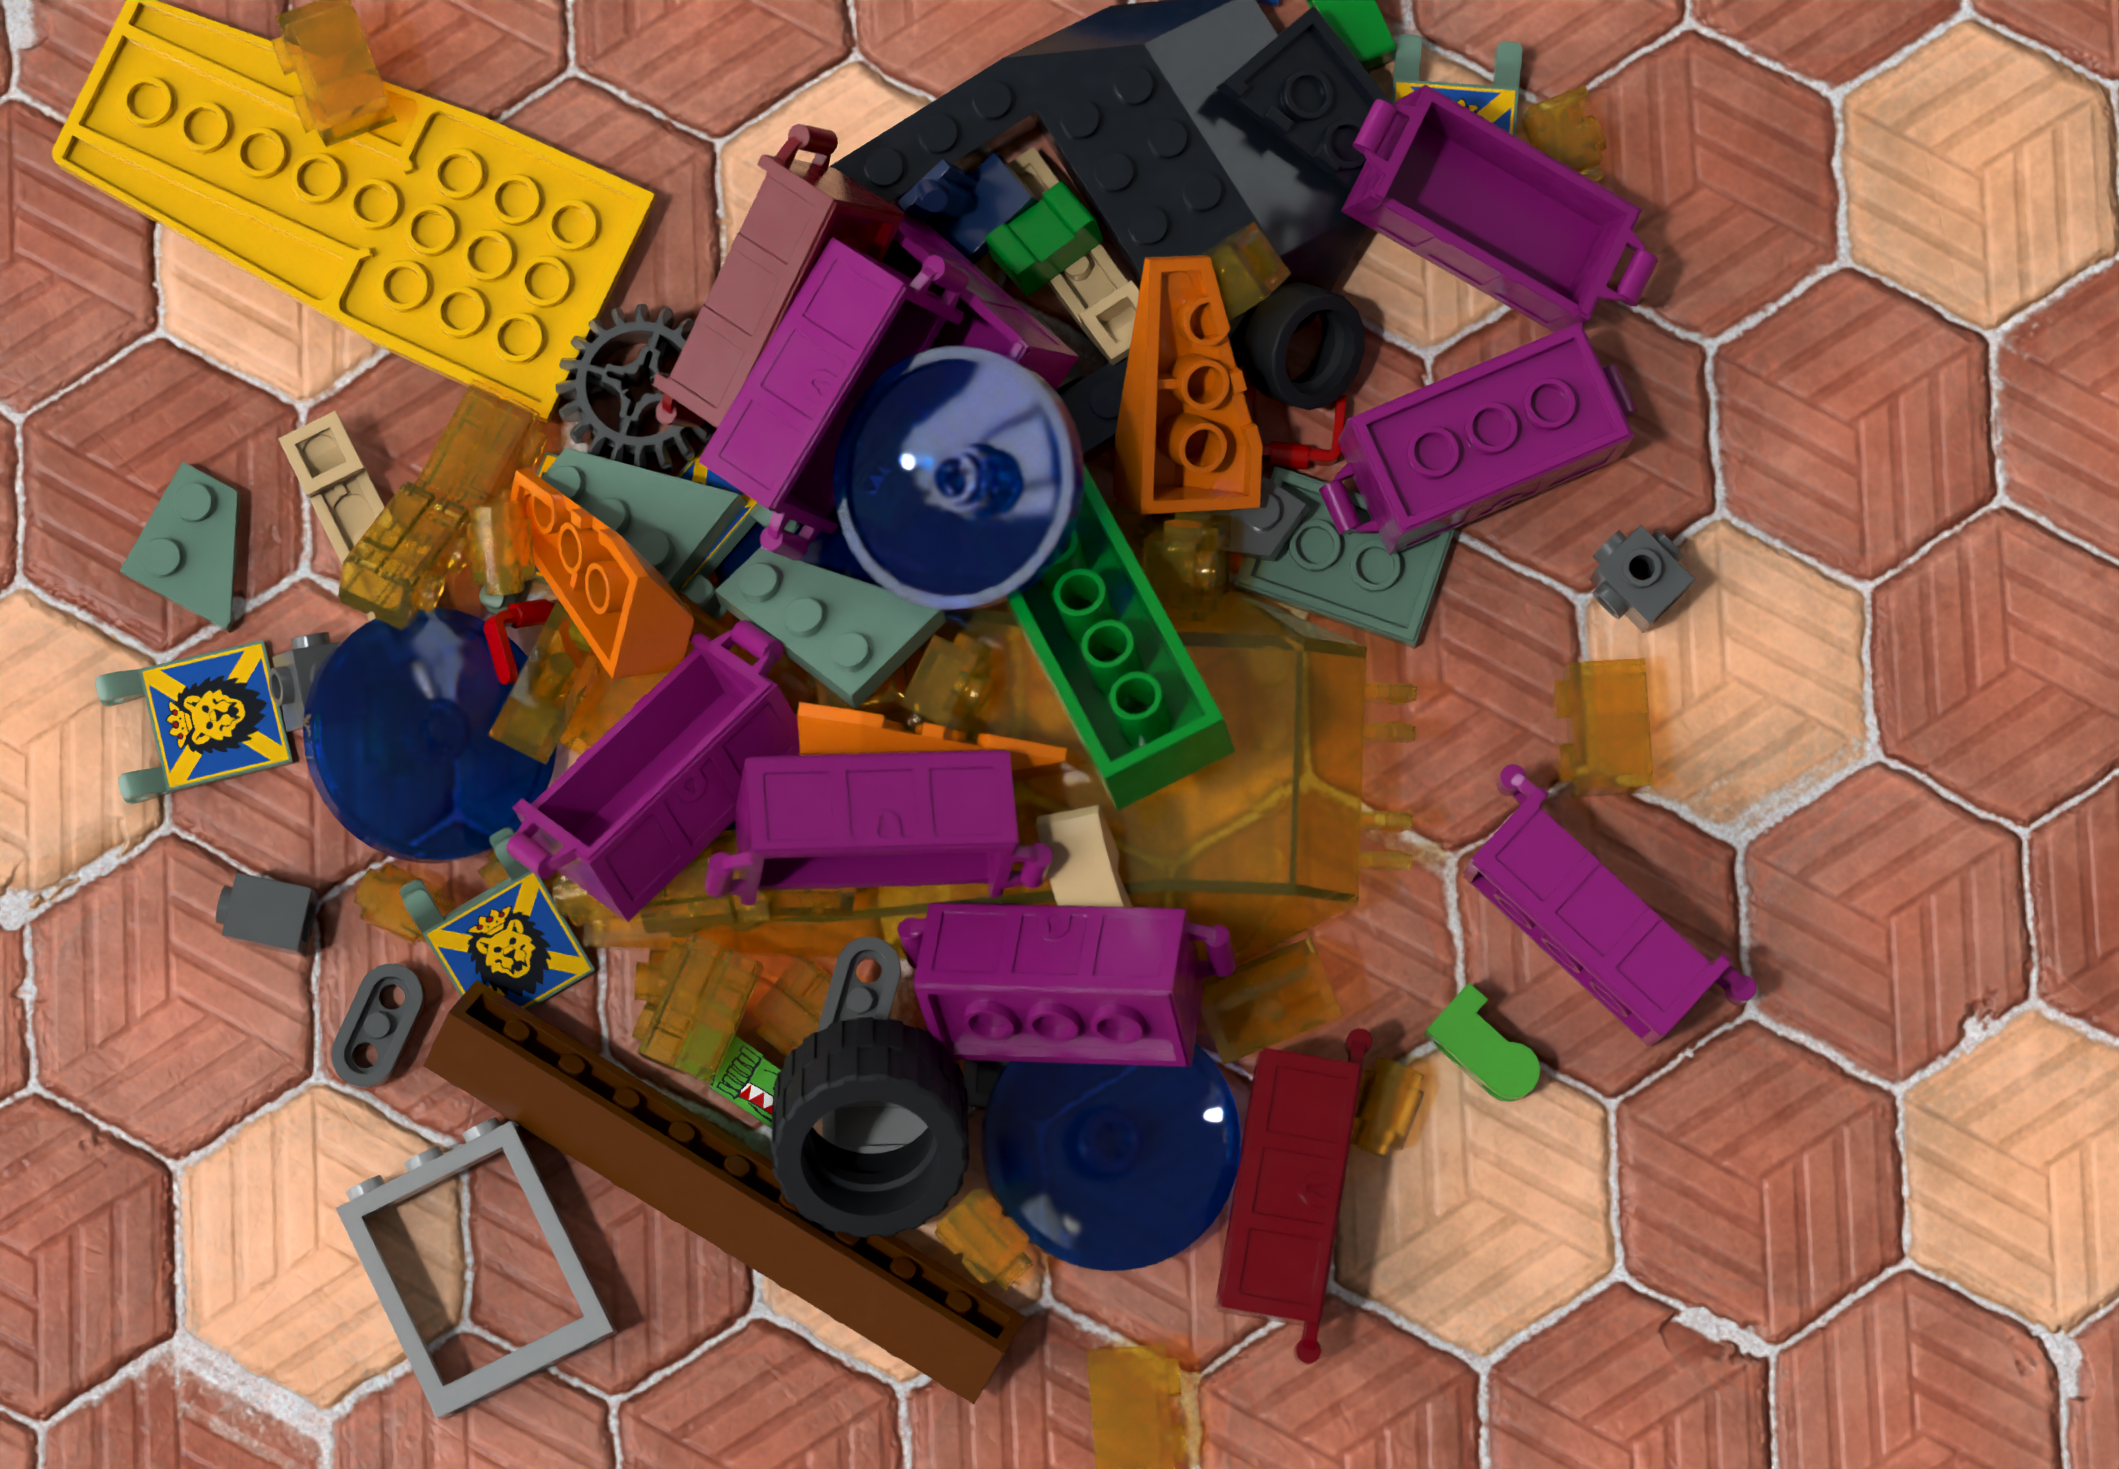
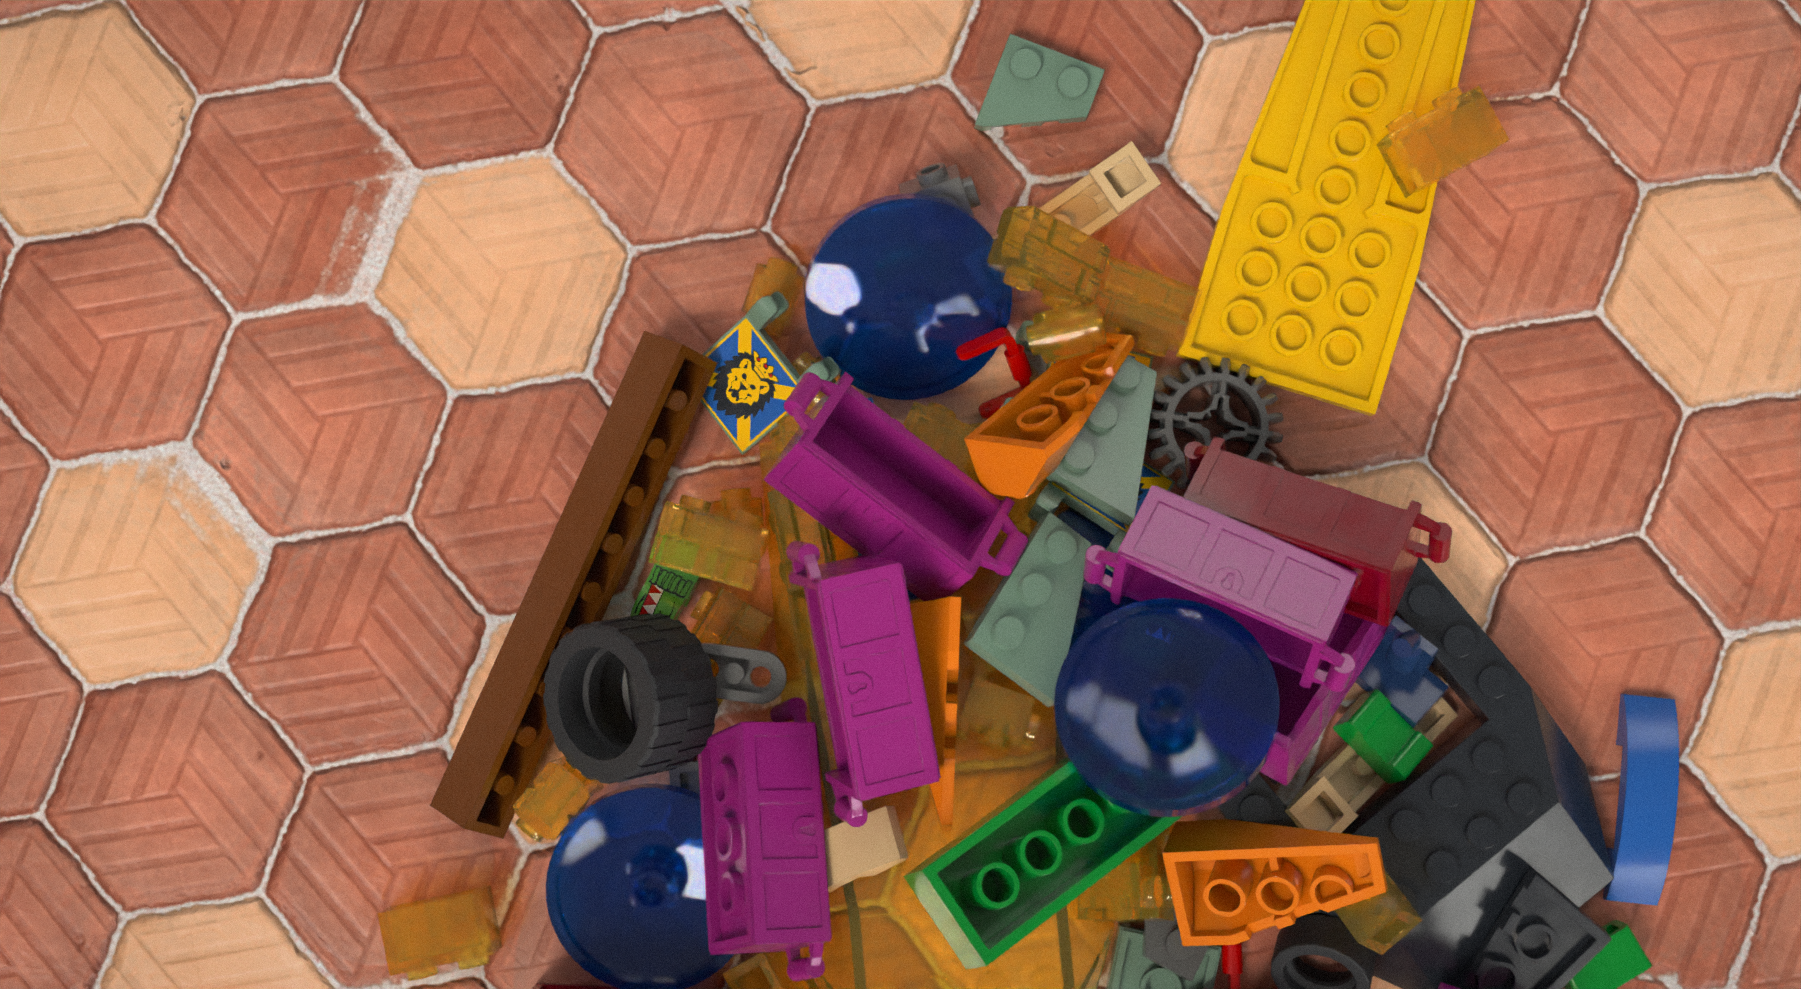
camera: 80 degrees right, 5 degrees up
(207, 719) = (903, 119): flag -> none
(267, 914) = (750, 190): dark grey brick -> none
(375, 1025) = (675, 291): dark grey plate -> none
(427, 1170) = (422, 443): light grey window -> none
(546, 688) = (954, 385): clear yellow brick -> none

